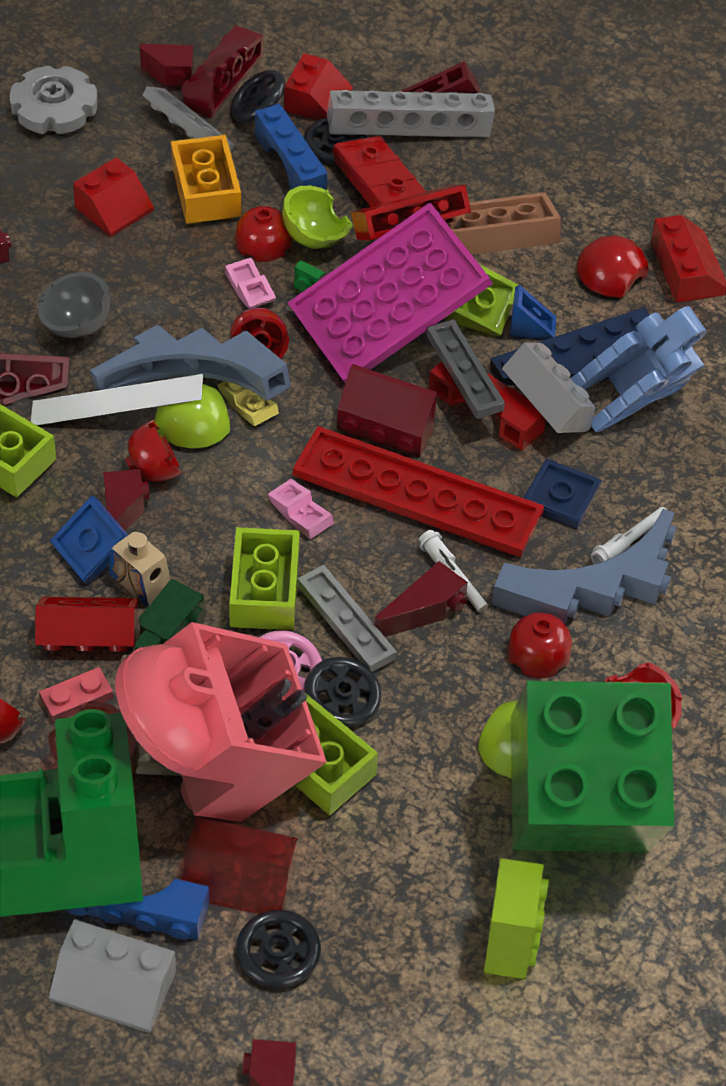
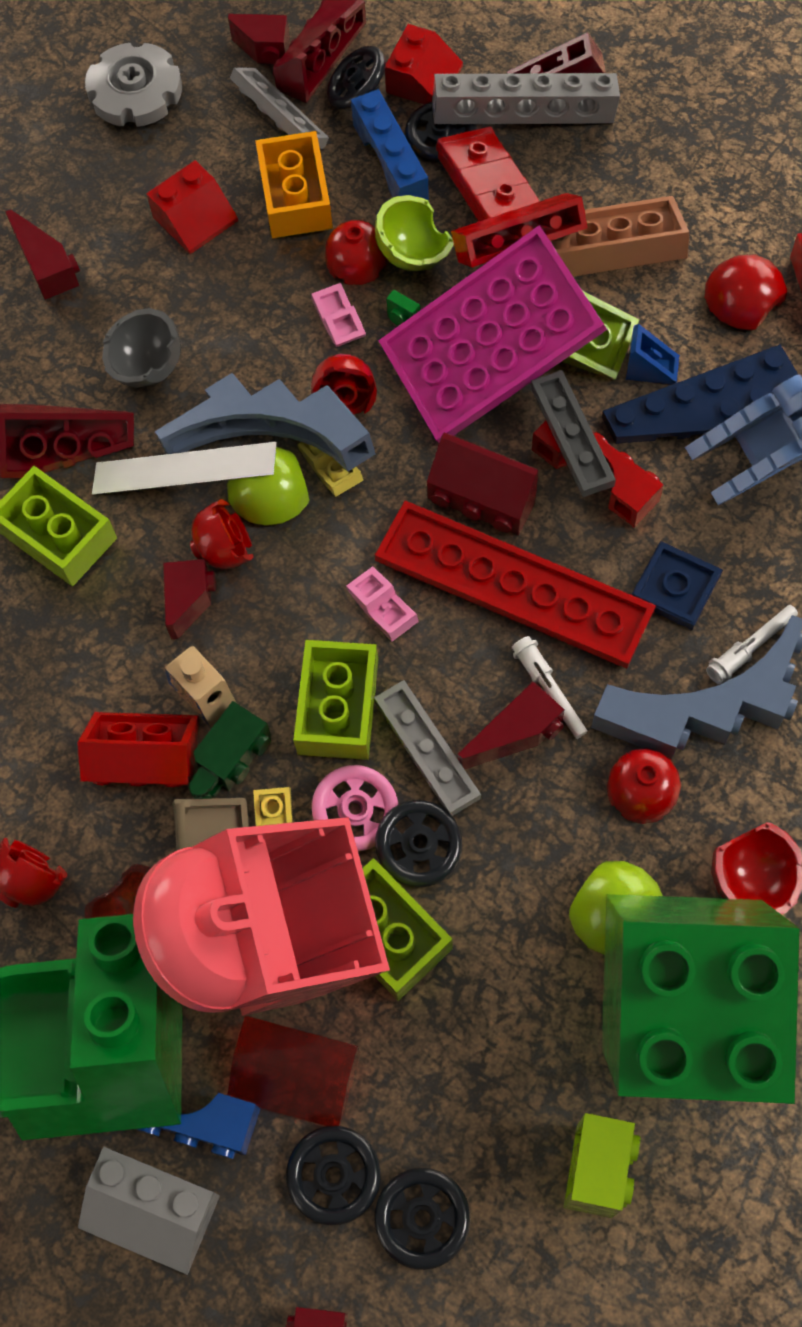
camera: 10 degrees right, 15 degrees up
(71, 695) = (125, 839): coral plate -> none
(88, 539) = (145, 646): blue tile -> none
(271, 709) = (323, 906): black hinge -> none
(366, 952) = (456, 1216): none -> black plate
(550, 388) = (667, 460): light grey slope -> none

